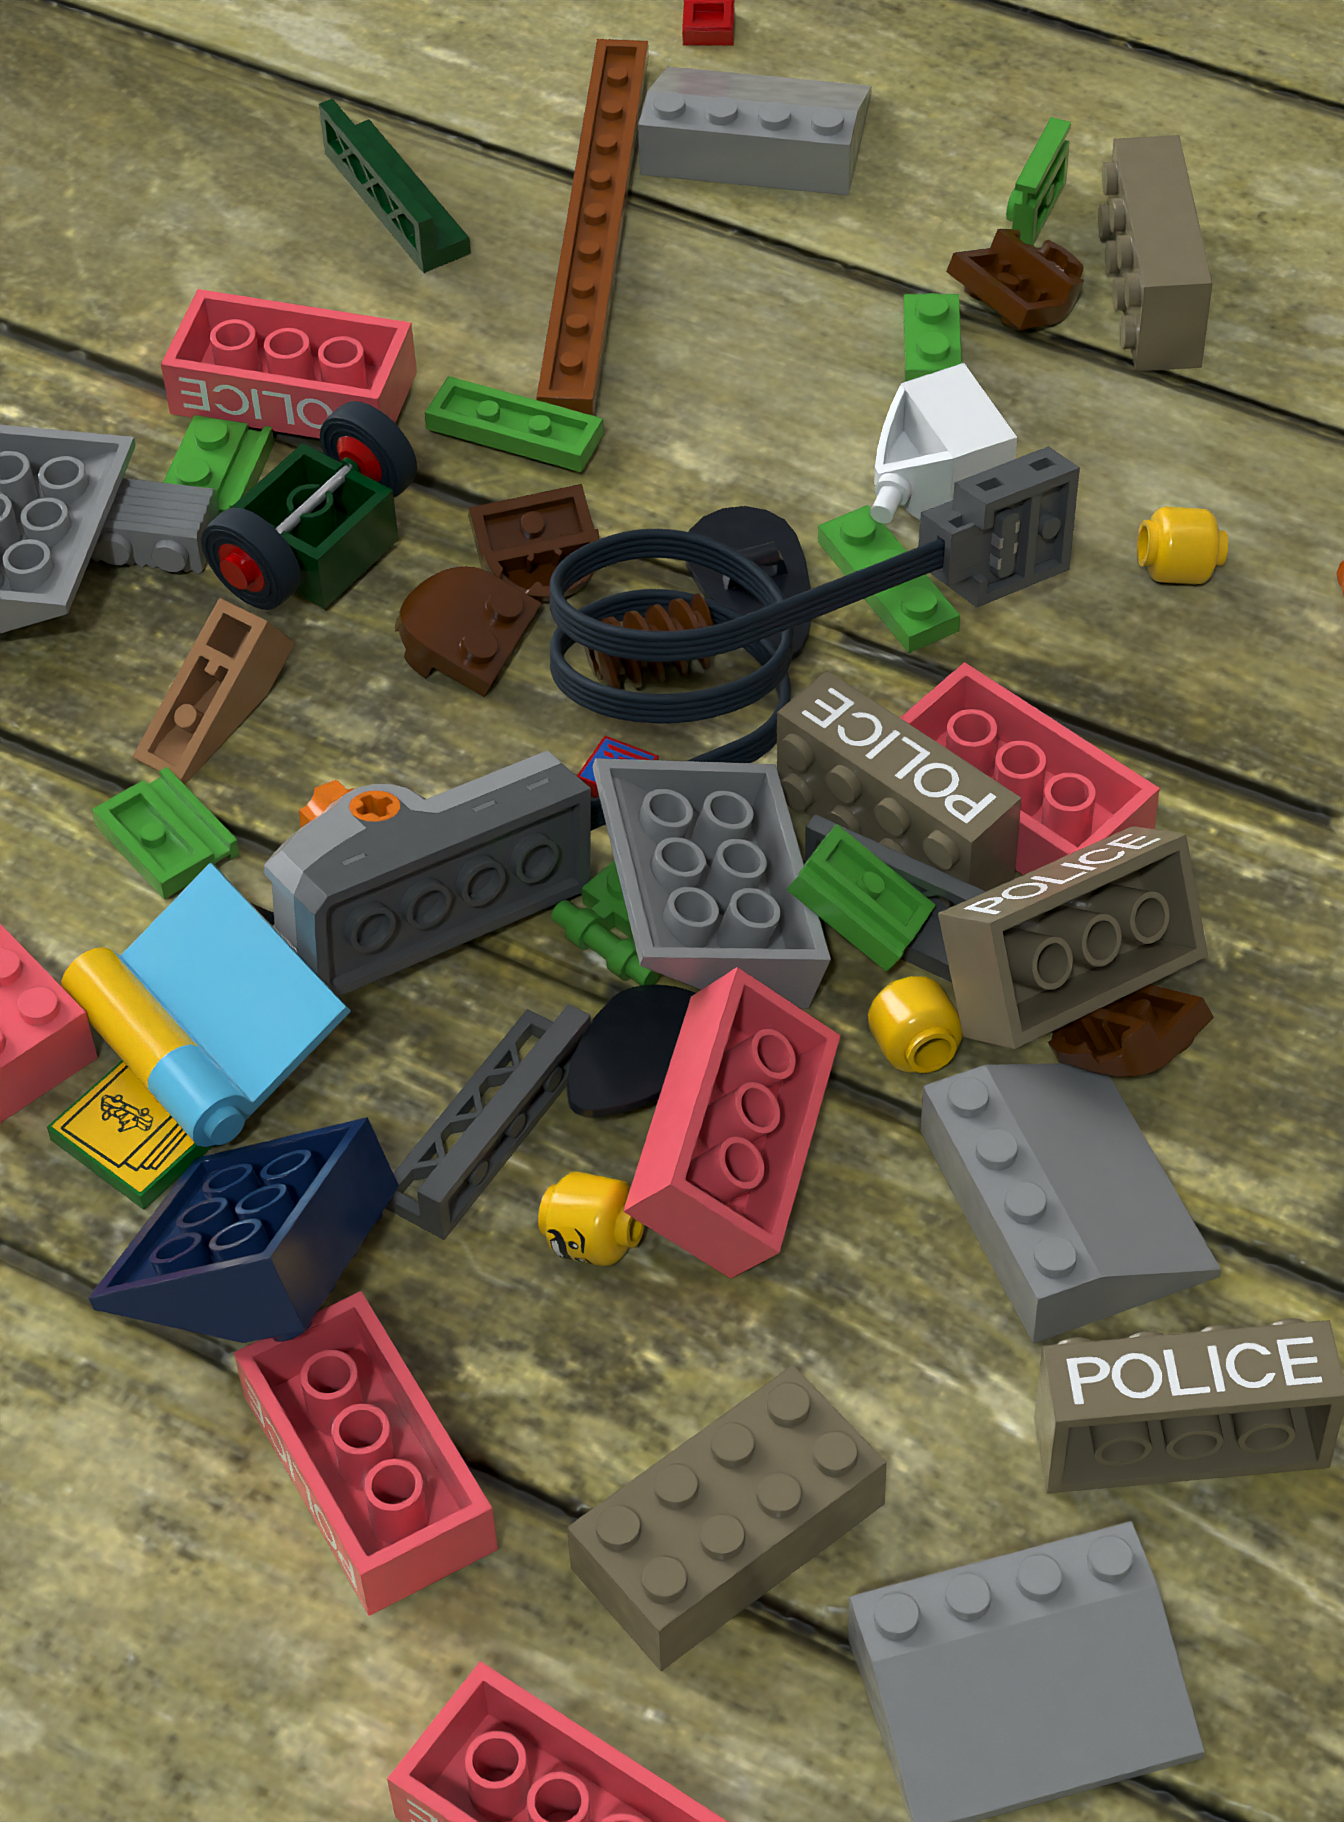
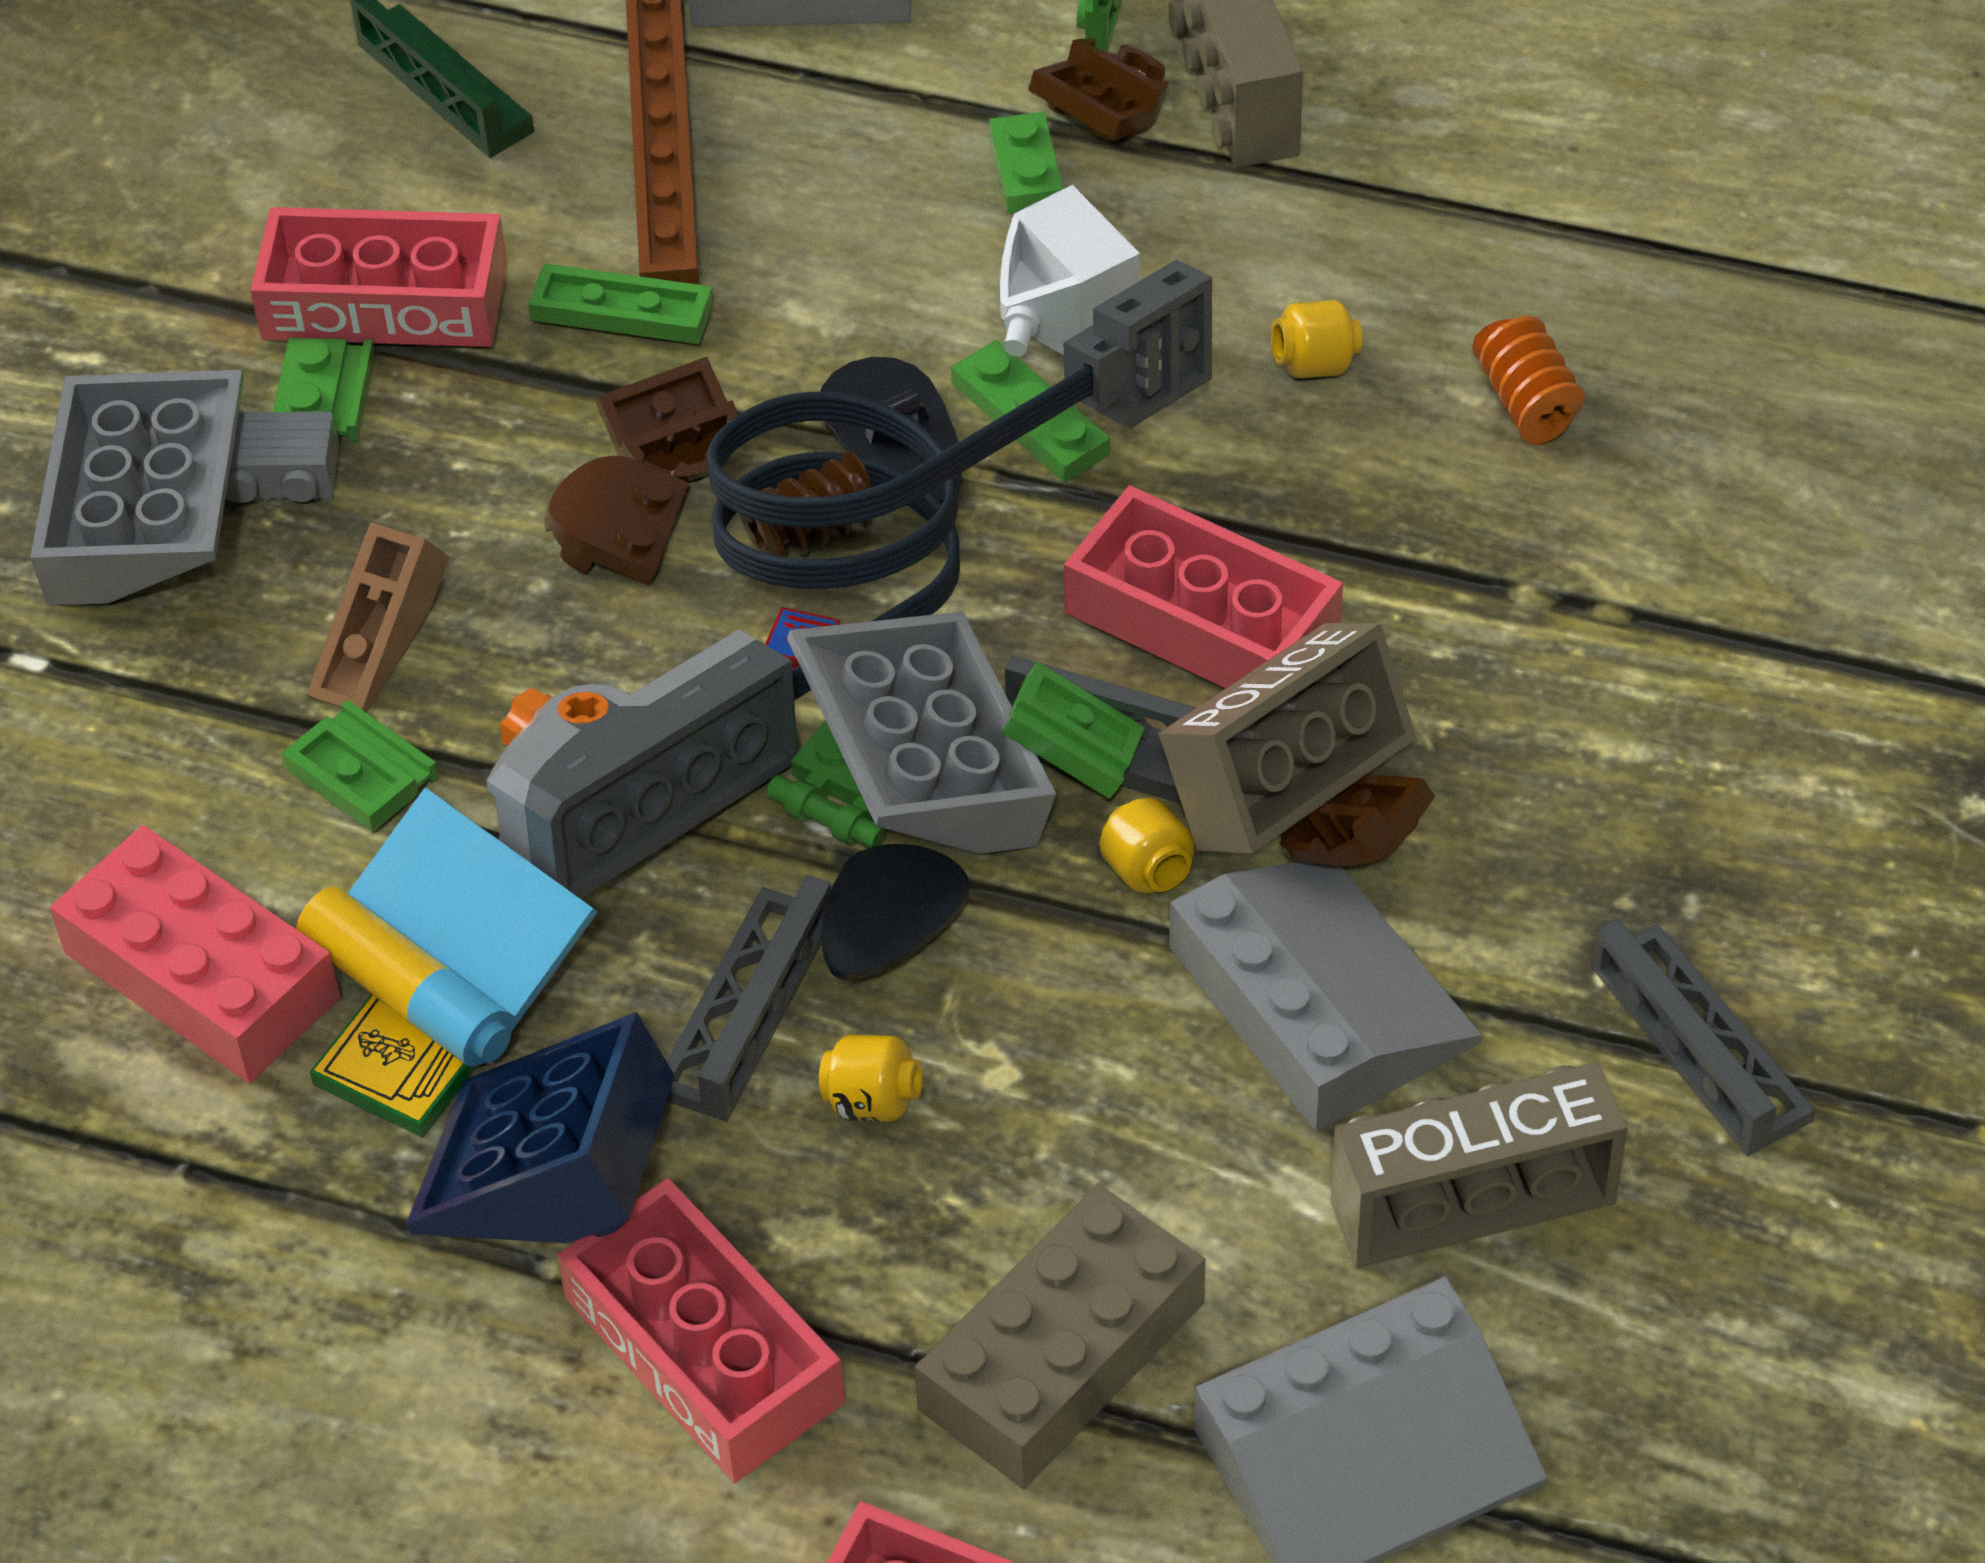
camera: 10 degrees left, 0 degrees up
(316, 514) = (444, 422): brick -> none
(733, 1124) = (993, 965): coral brick -> none
(894, 784) = (1083, 614): dark tan brick -> none

